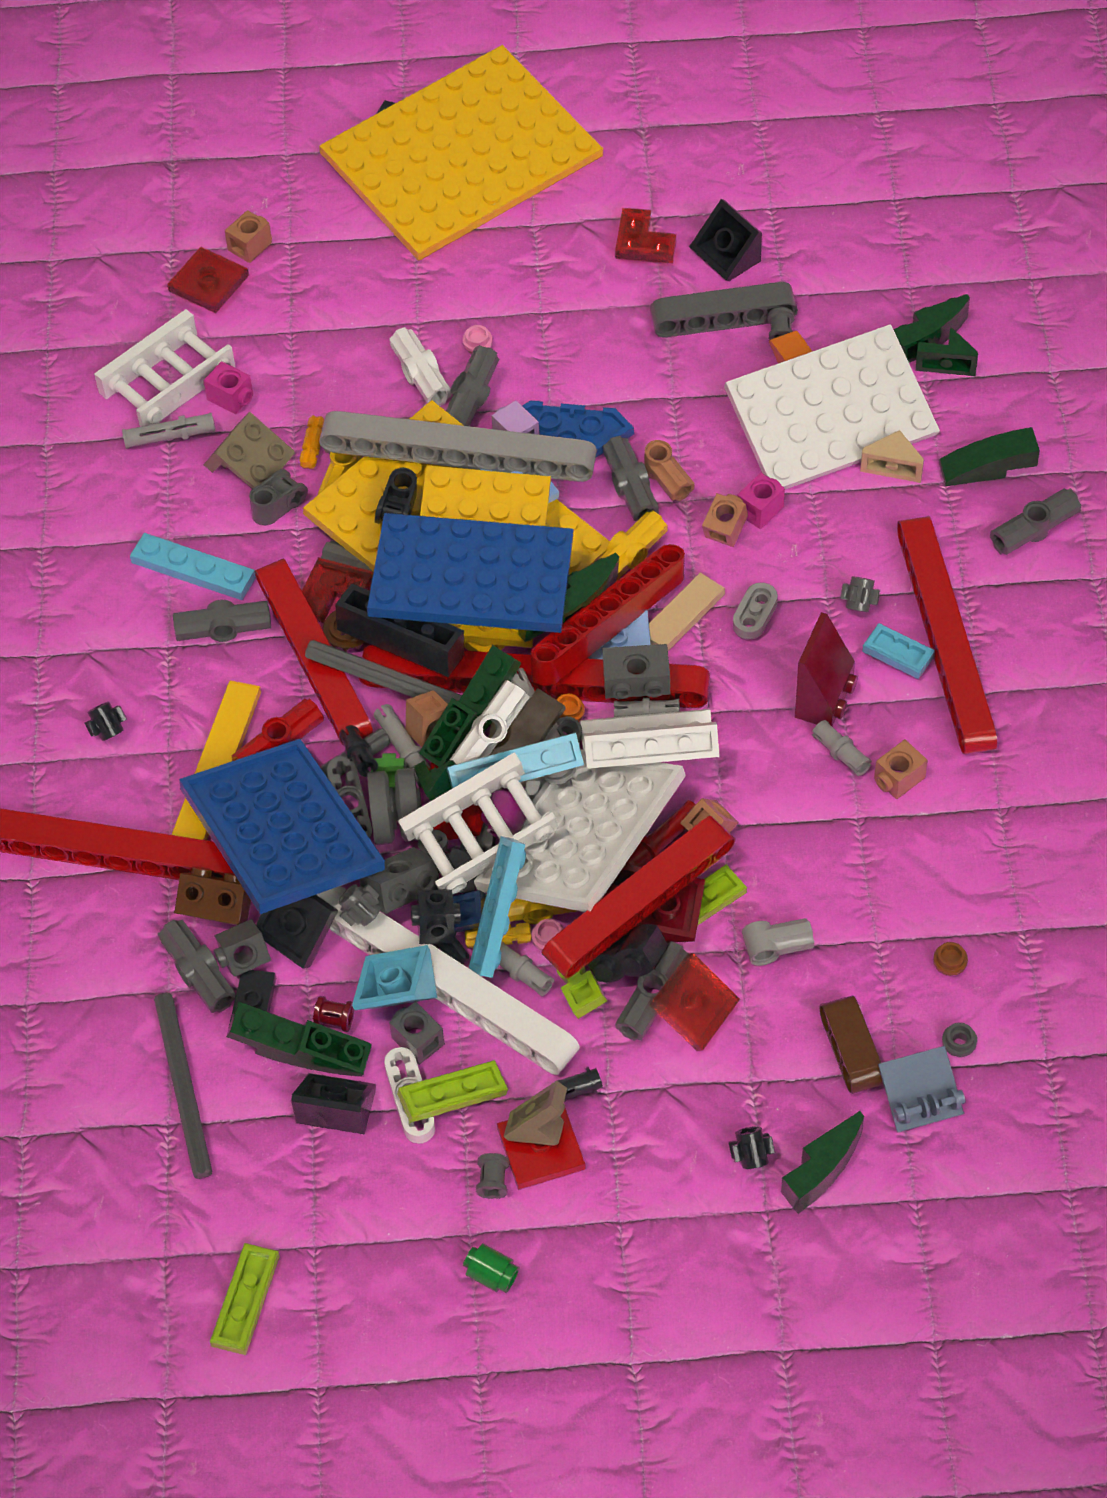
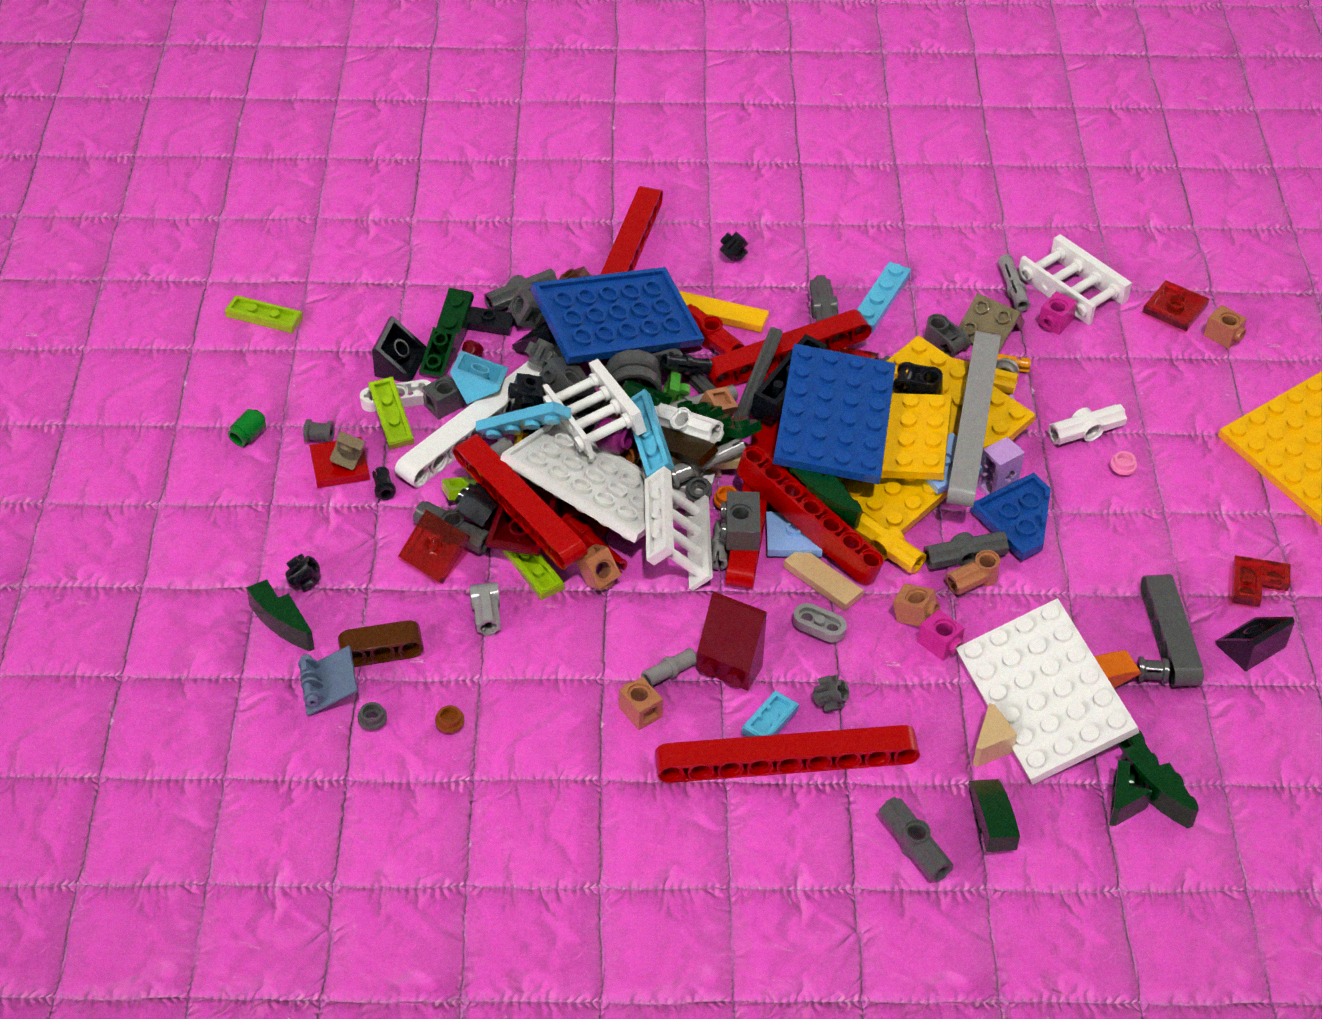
camera: 90 degrees right, 10 degrees down
(183, 1086) = (430, 286): dark grey axle -> none
(471, 386) = (1059, 449): dark grey piece -> none

